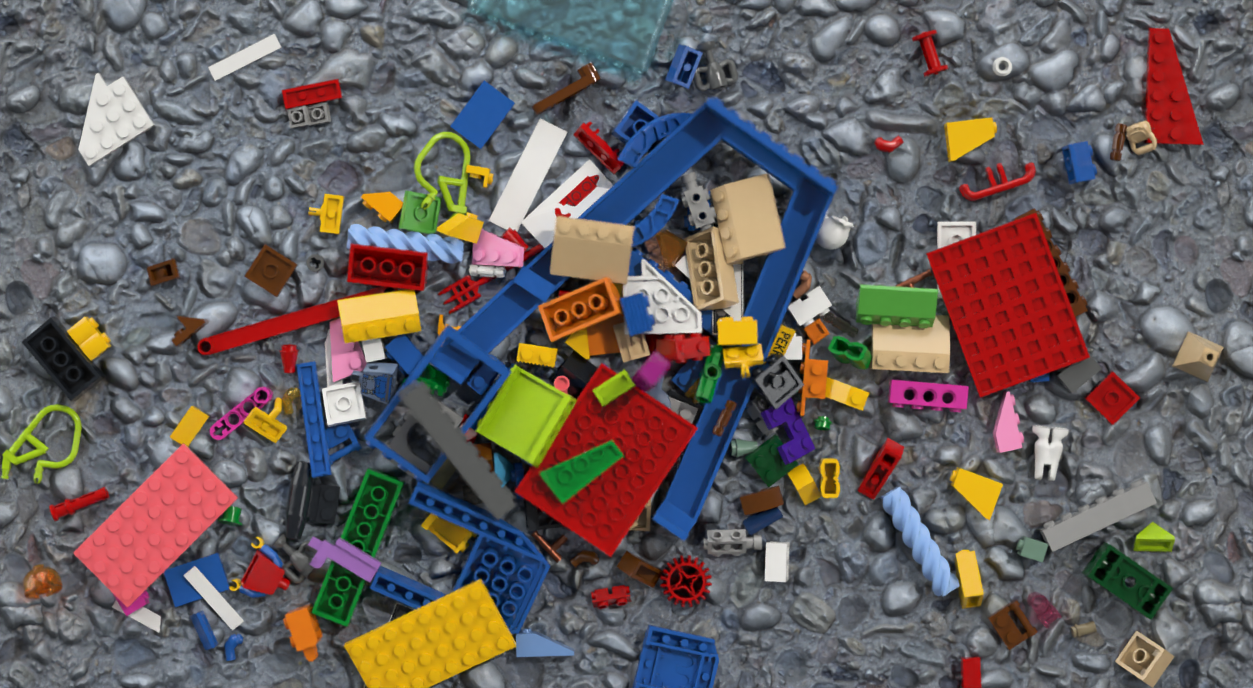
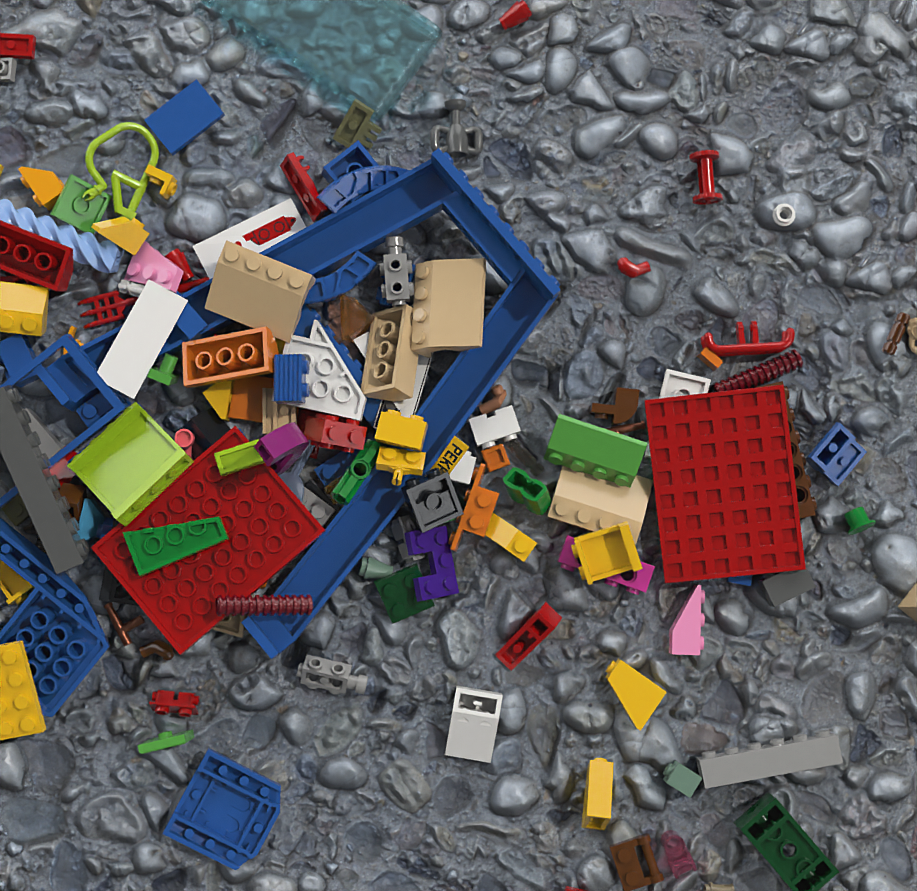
camera: 15 degrees right, 5 degrees down
(433, 380) = (37, 397): green piece -> none
(507, 312) = (141, 338): none -> white sticker
(528, 175) = (216, 198): white sticker -> none
(530, 334) = (165, 372): none -> bright green tile
(535, 644) = (74, 737): medium blue slope -> none
(537, 355) = (167, 400): yellow brick -> none
(588, 77) = (312, 108): reddish brown beam -> none
(614, 627) = (166, 740): none -> bright green plate
(630, 86) = (357, 126): none -> olive hinge
(639, 569) = (216, 679): reddish brown slope -> none
(666, 500) = (264, 605): none -> dark red piece
(683, 66) = (423, 119): blue brick -> none
(694, 595) = (268, 718): red gear -> none
(724, 418) = (360, 527): reddish brown axle -> none
(762, 500) = (380, 636): reddish brown slope -> none
(762, 519) = (375, 658): dark blue slope -> none
(777, 561) = (379, 713): white hinge -> none
(804, 484) = (435, 631): yellow slope -> none
(822, 423) = (474, 565): green plate -> none
(829, 471) = (463, 637): yellow brick -> none
(833, 232) = (543, 347): white hair -> none
(855, 549) = (473, 724): none -> white slope
(910, 263) = (623, 407): none -> reddish brown brick
(917, 536) = (550, 729): light blue piece -> none
(927, 386) = (606, 552): none -> yellow panel
(967, 135) = (725, 280): yellow slope -> none
(971, 204) = (710, 359): none -> orange tile
(1015, 205) = (762, 373): none -> dark red piece
(1048, 453) = (729, 670): white piece -> none
(1078, 162) = (845, 343): blue slope -> none
(1093, 256) = (836, 454): none -> blue brick
(1112, 397) = (819, 625): red plate -> none
(1123, 305) = (858, 521): none -> green piece
(1154, 539) = (828, 805): lime slope -> none

